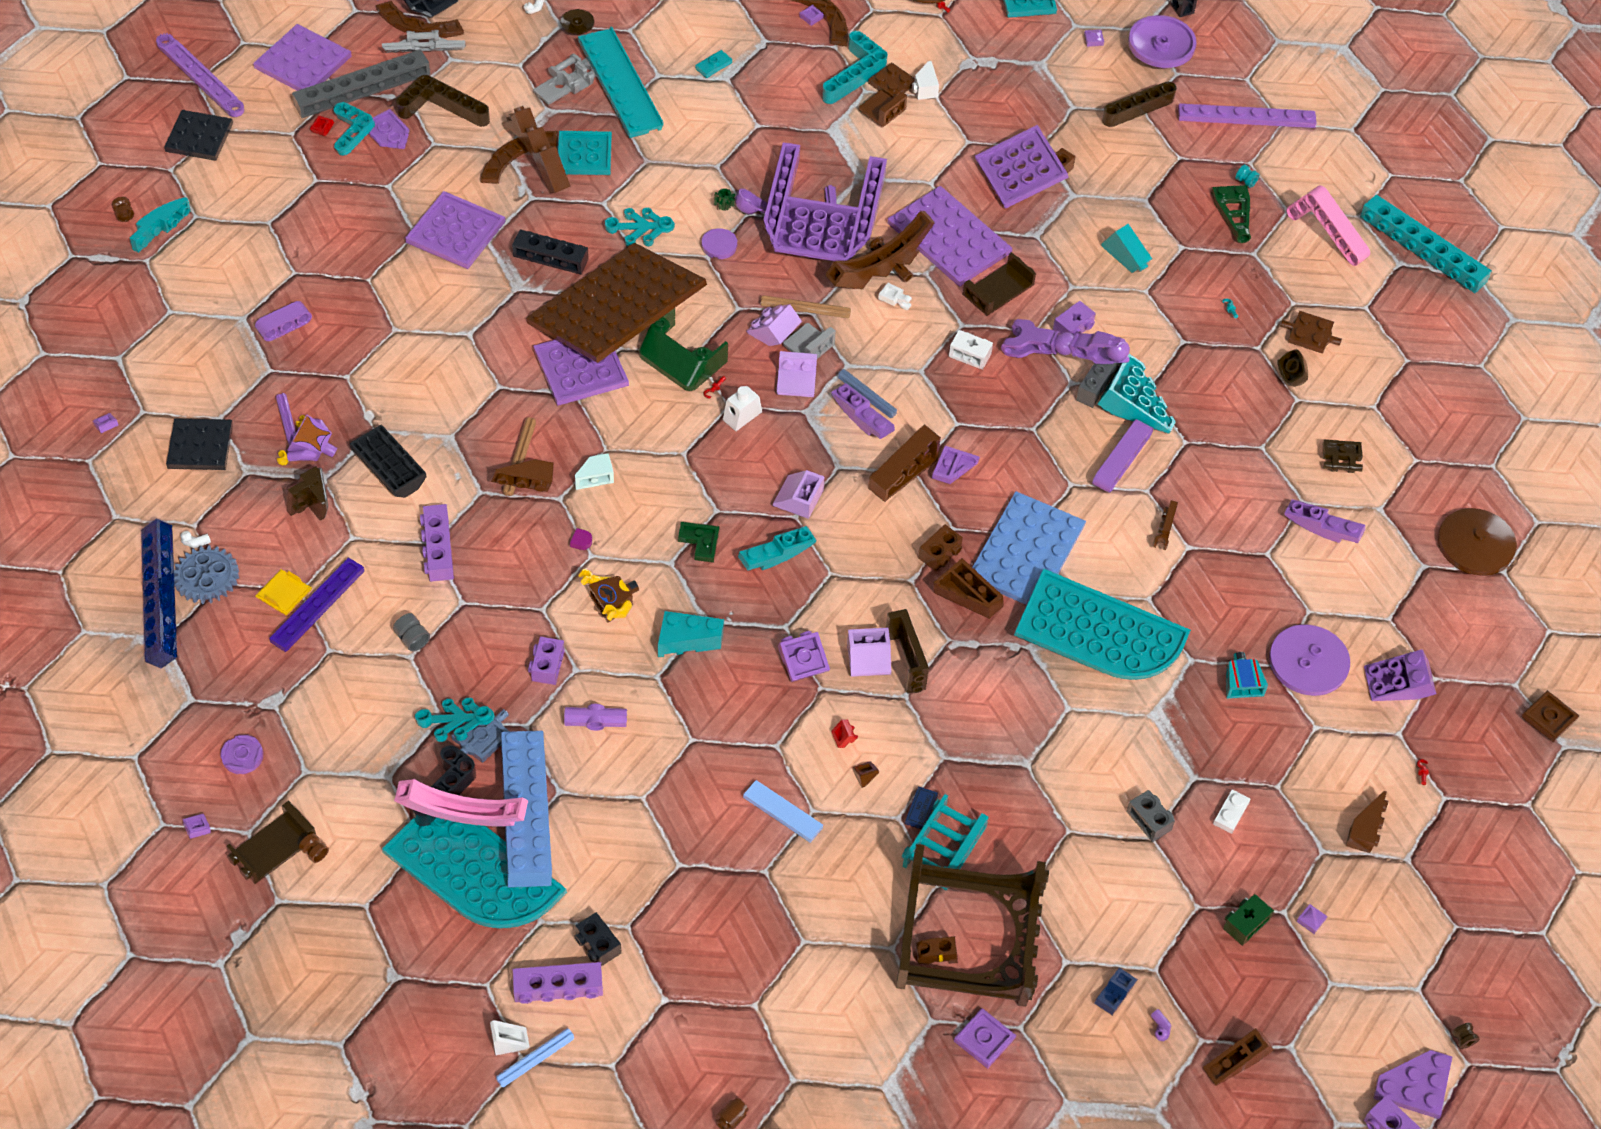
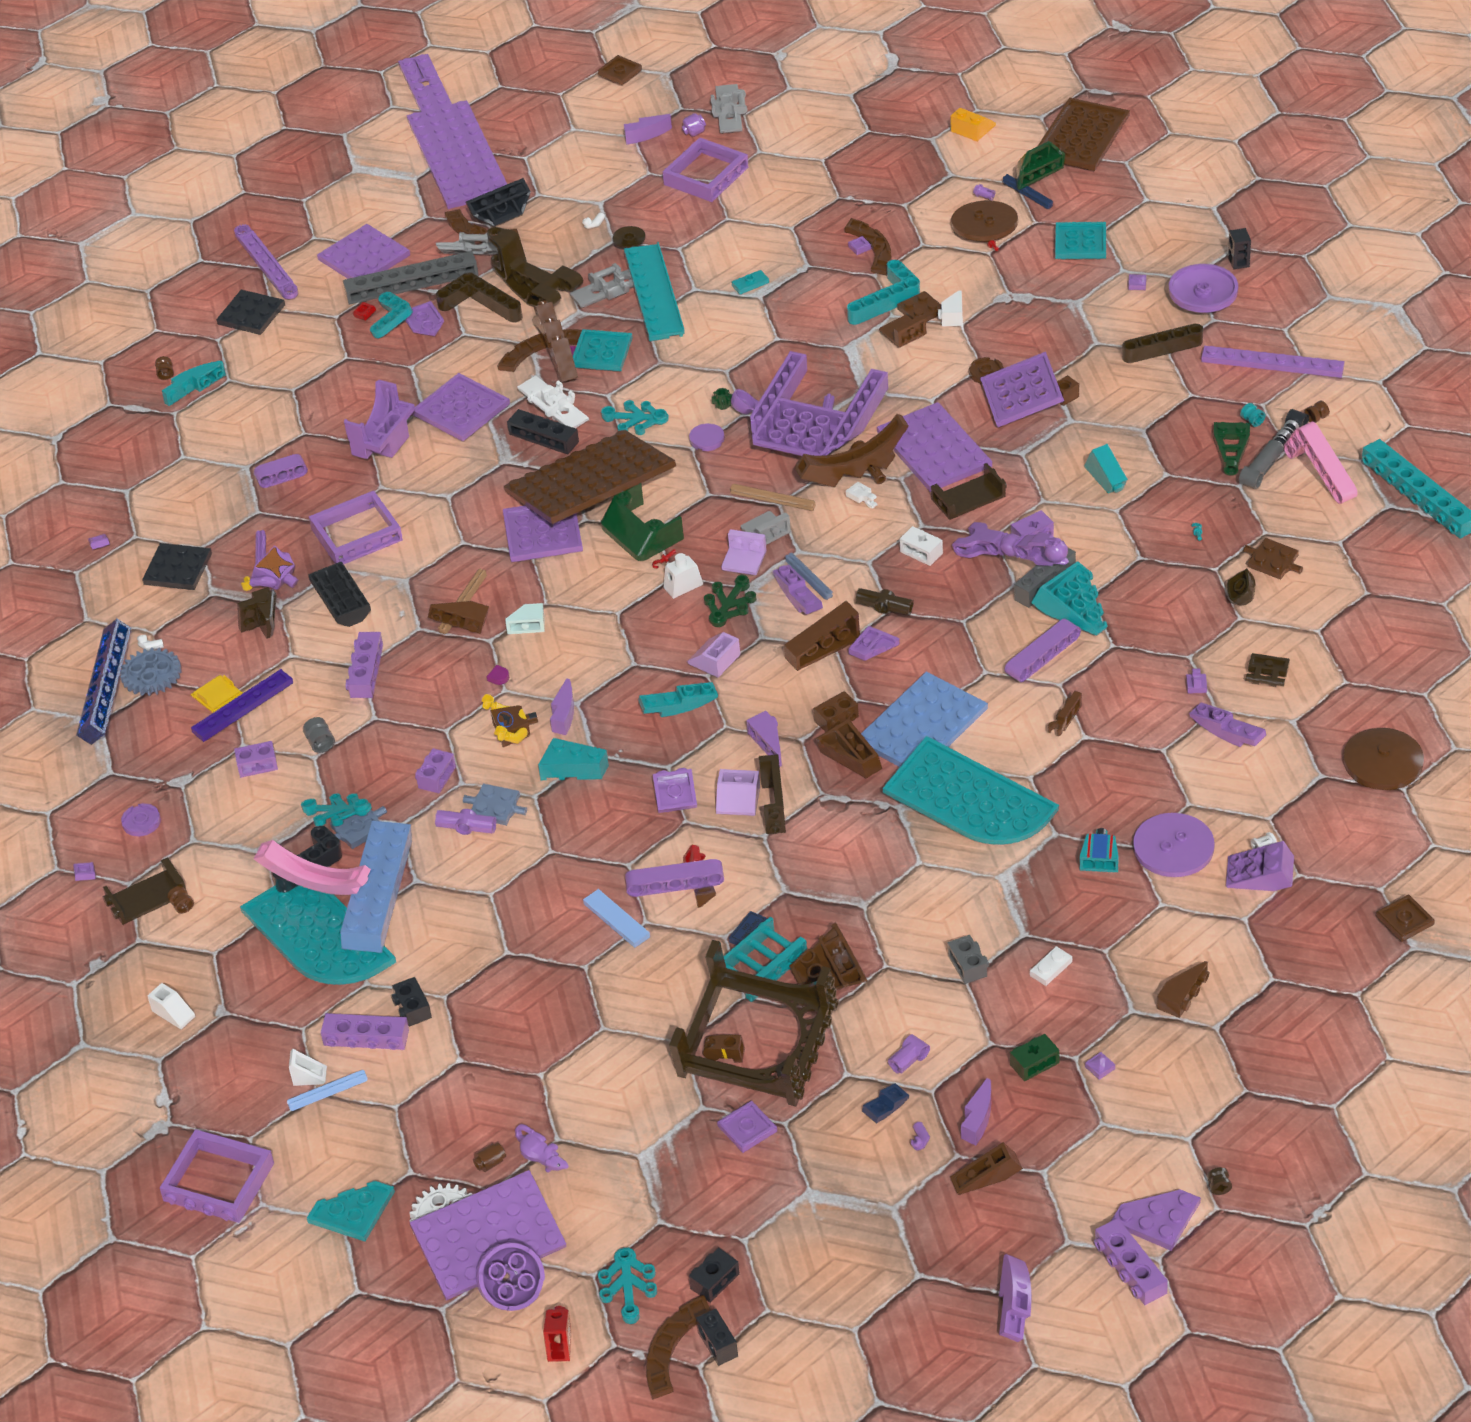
camera: 20 degrees right, 10 degrees down
(339, 981) = (170, 1006): none -> white slope
(351, 670) = (256, 759): none -> medium lavender brick
(384, 259) = (386, 426): none -> medium lavender piece
(393, 404) = (361, 546): none -> medium lavender window
(487, 80) = (524, 278): none -> dark brown piece
(551, 216) = (542, 394): none -> white piece
(620, 691) = (496, 802): none -> sand blue plate
(661, 573) = (562, 709): none -> medium lavender slope
(704, 536) = (612, 685): dark green plate -> none
(774, 324) = (736, 509): lavender slope -> none
(777, 1099) = (535, 1149): none -> medium lavender animal
(790, 448) = (719, 617): none -> dark green plant
(830, 757) = (674, 877): none -> medium lavender beam
(876, 579) = (764, 732): none -> medium lavender slope
(952, 416) = (884, 601): none -> dark brown piece
(973, 144) = (983, 367): none -> reddish brown tile
(1017, 841) = (830, 952): none -> reddish brown wedge
(1125, 929) = (911, 1050): none -> medium lavender piece
(1212, 992) = (977, 1114): none -> medium lavender slope
(1277, 213) = (1254, 473): none -> dark grey piece
(1278, 476) = (1196, 682): none -> medium lavender tile
(1308, 166) = (1318, 411): none -> reddish brown wheel
(1396, 649) = (1263, 841): none -> white bush
(1423, 772) = (1256, 952): red hand -> none

